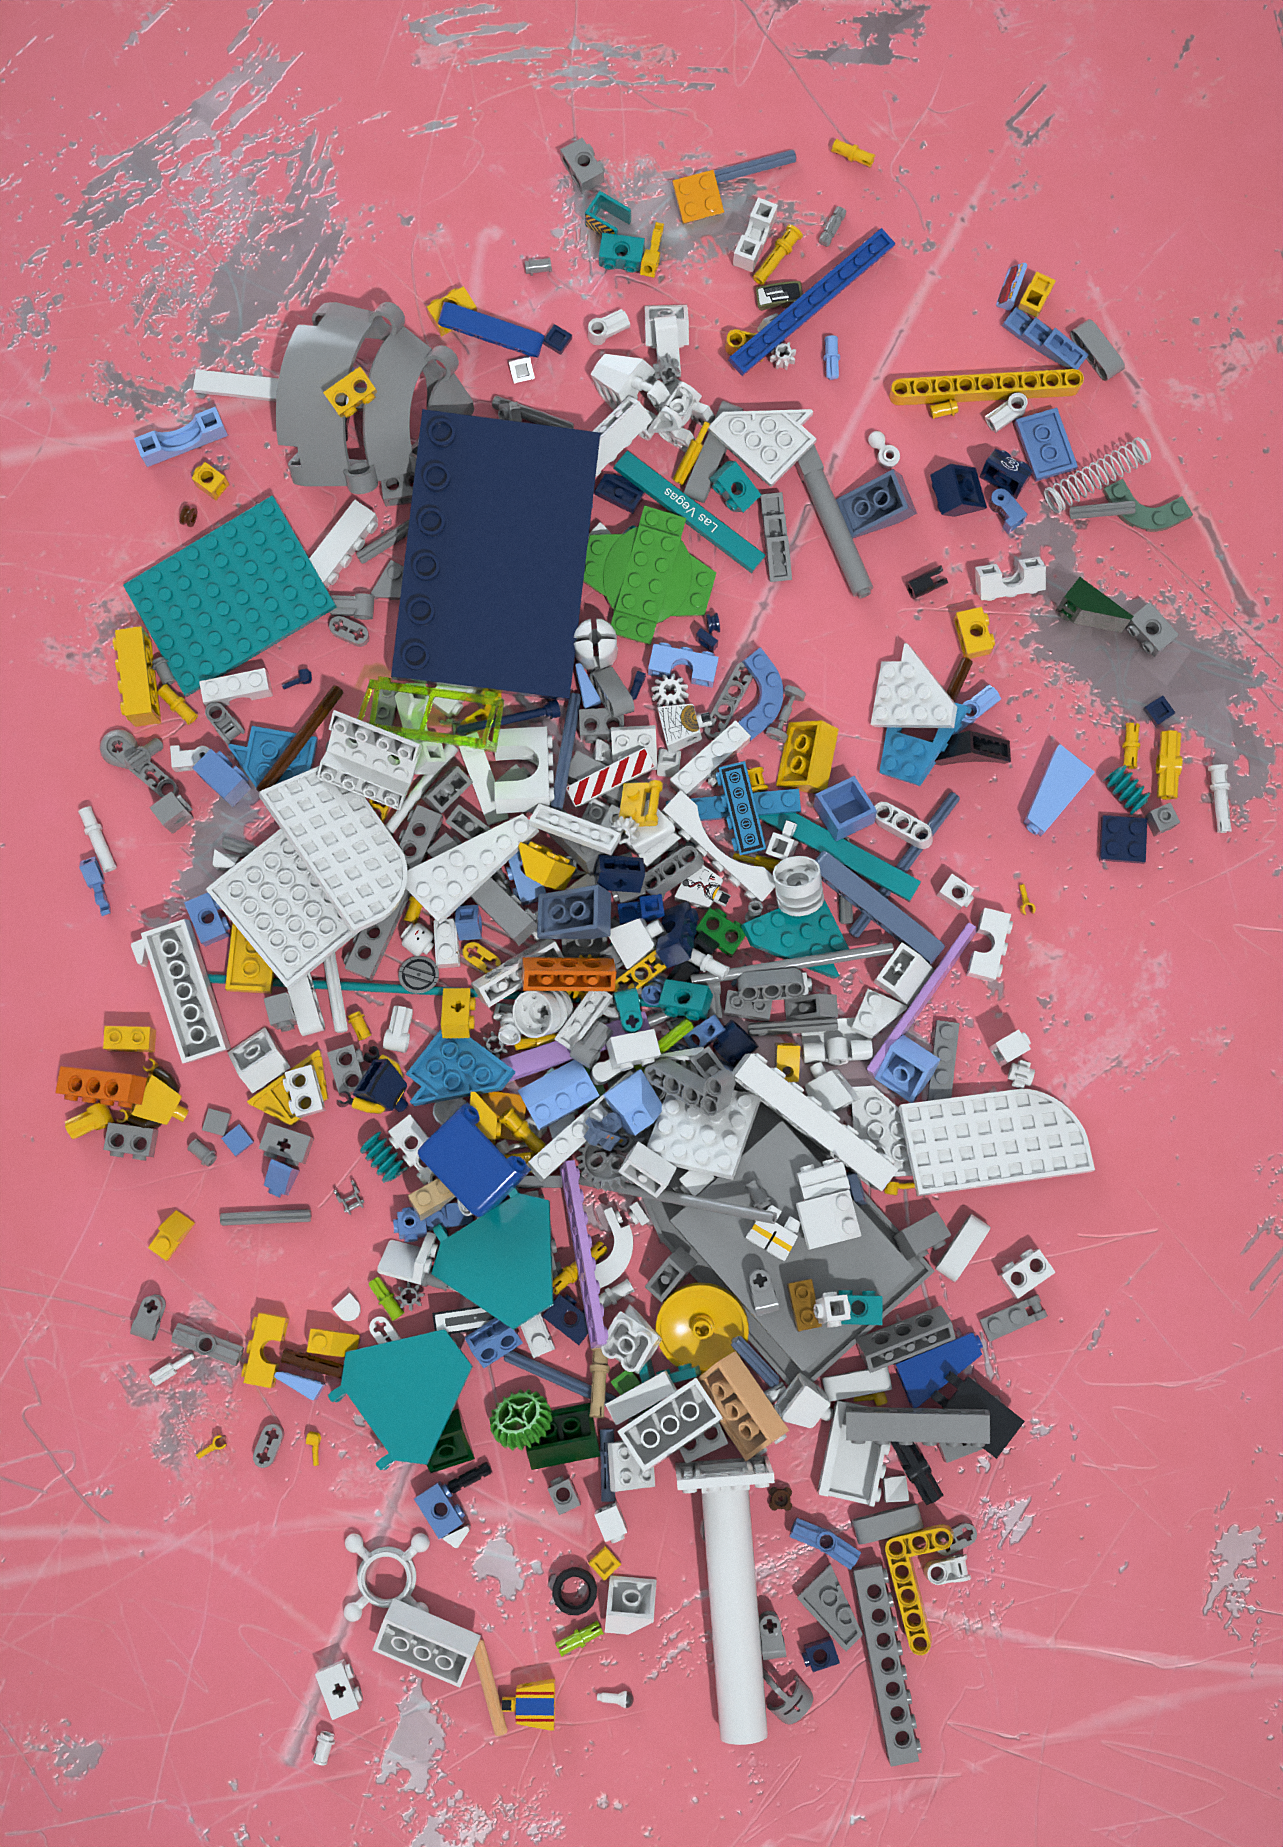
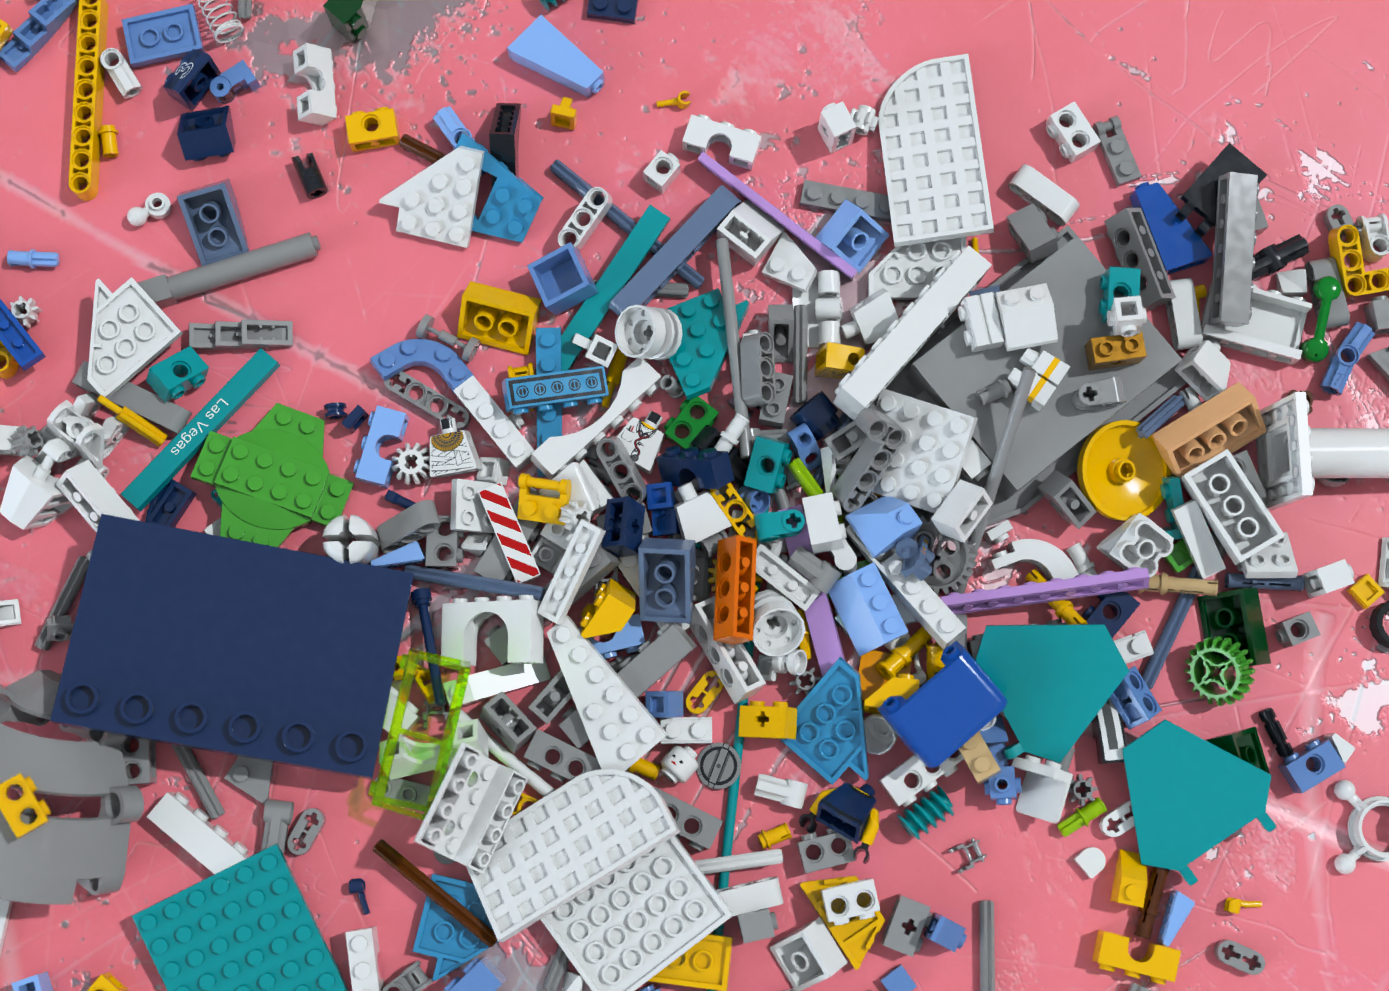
camera: 90 degrees left, 0 degrees up
(887, 1520) = (1326, 290): none -> green piece
(1002, 800) = (564, 115): none -> yellow tile

